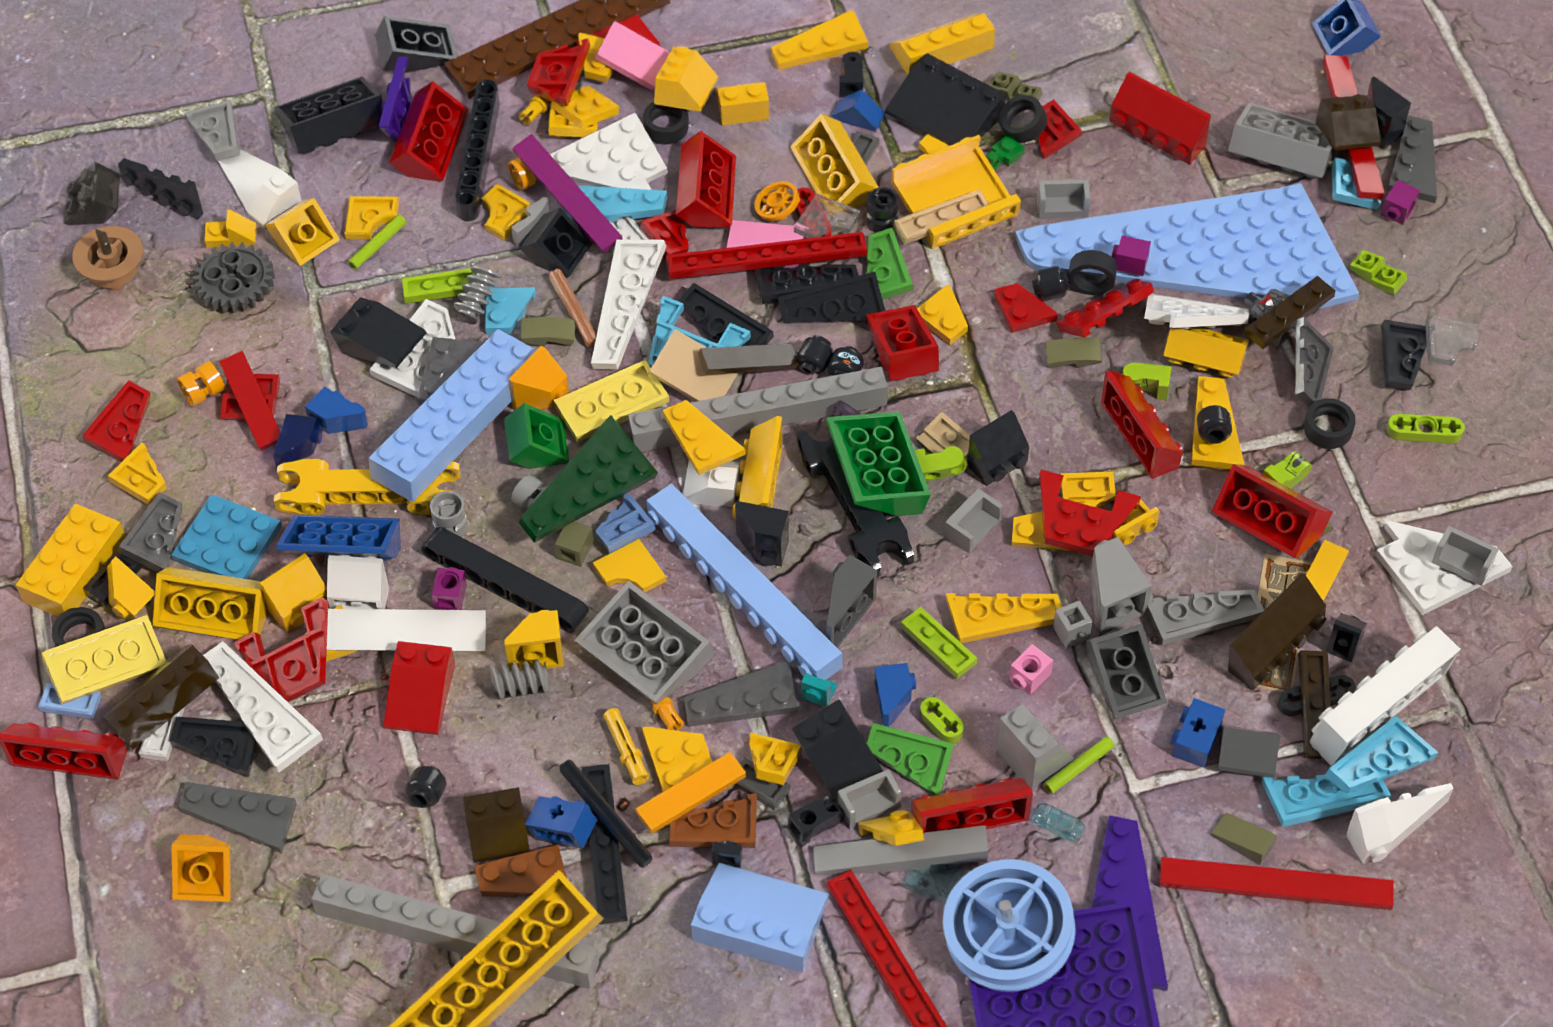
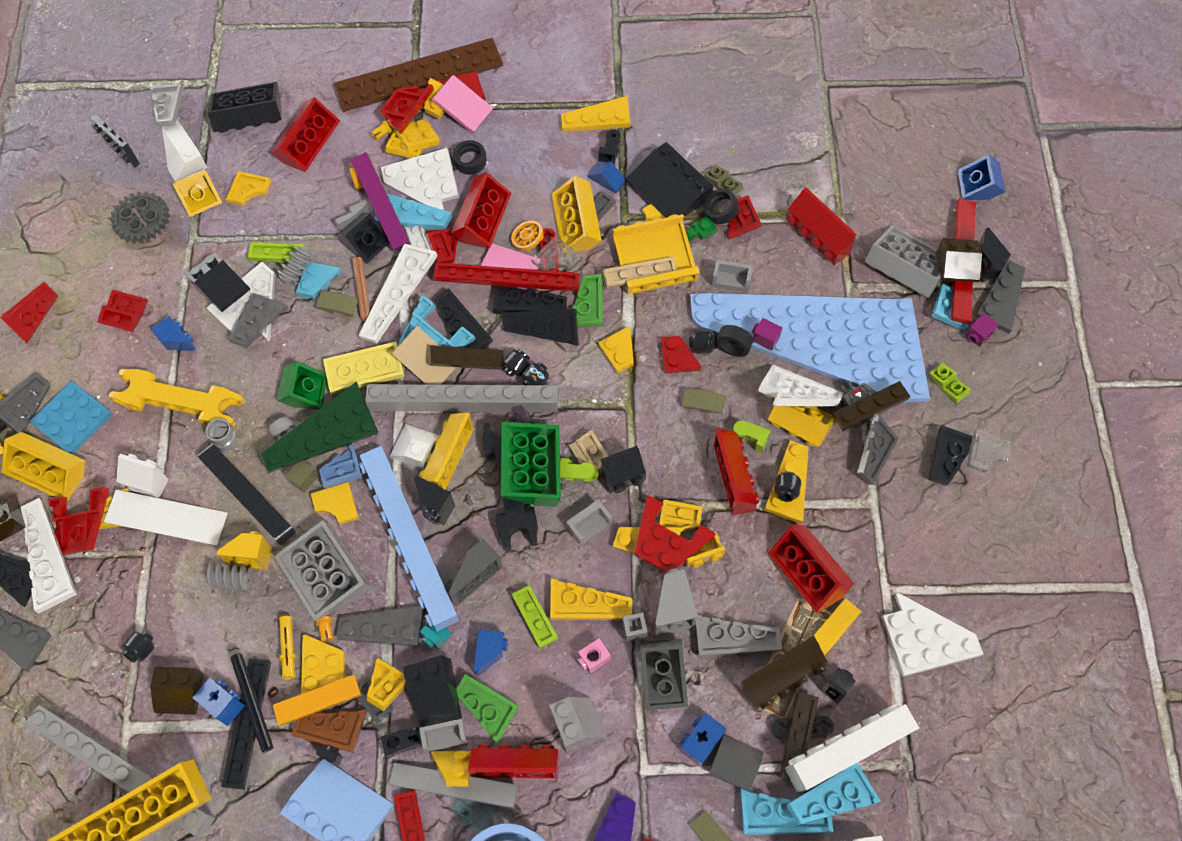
camera: 15 degrees right, 10 degrees up
(92, 196) = (68, 137): clear smoke slope -> none
(108, 256) = (60, 185): medium nougat piece -> none
(139, 475) = (29, 354): yellow wing -> none
(209, 380) = (96, 292): light orange wheel -> none
(234, 229) = (151, 181): yellow slope -> none
(251, 400) = (118, 315): red tile -> none
(291, 590) = (95, 471): yellow slope -> none
(297, 439) = (139, 352): clear blue slope -> none
(341, 536) = (137, 439): blue slope -> none
(377, 242) = (246, 209): lime piece -> none
(397, 101) = (287, 107): dark purple wing -> none
(418, 687) = (159, 566): red slope -> none
(422, 42) = (317, 65): black slope -> none
(449, 418) = (246, 359): light blue brick -> none
(449, 598) = (208, 499): magenta brick -> none
(477, 150) = (333, 154): black beam -> none
(504, 210) = (339, 202): yellow tile -> none
(519, 873) = (186, 734): dark orange wing -> none
(538, 381) = (314, 344): light orange slope -> none
(684, 80) = (489, 129): yellow slope -> none
(701, 438) = (409, 416): yellow wing -> none
(743, 103) = (527, 153): yellow slope -> none
(882, 209) = (598, 258): black wheel -> none
(904, 343) = (582, 367): red slope -> none
(944, 717) = (514, 682): lime beam -> none
(946, 42) = (685, 134): yellow slope -> none
(1058, 822) = (576, 789): clear light blue beam -> none
(1078, 765) = (607, 743): lime piece -> none
(1097, 311) = (740, 370): red wing -> none
(1290, 470) = (833, 535): lime leg -> none
(1327, 439) = (885, 490): black tyre -> none
(1434, 422) = (962, 530): lime beam -> none
(1465, 555) = (947, 642): light grey panel -> none

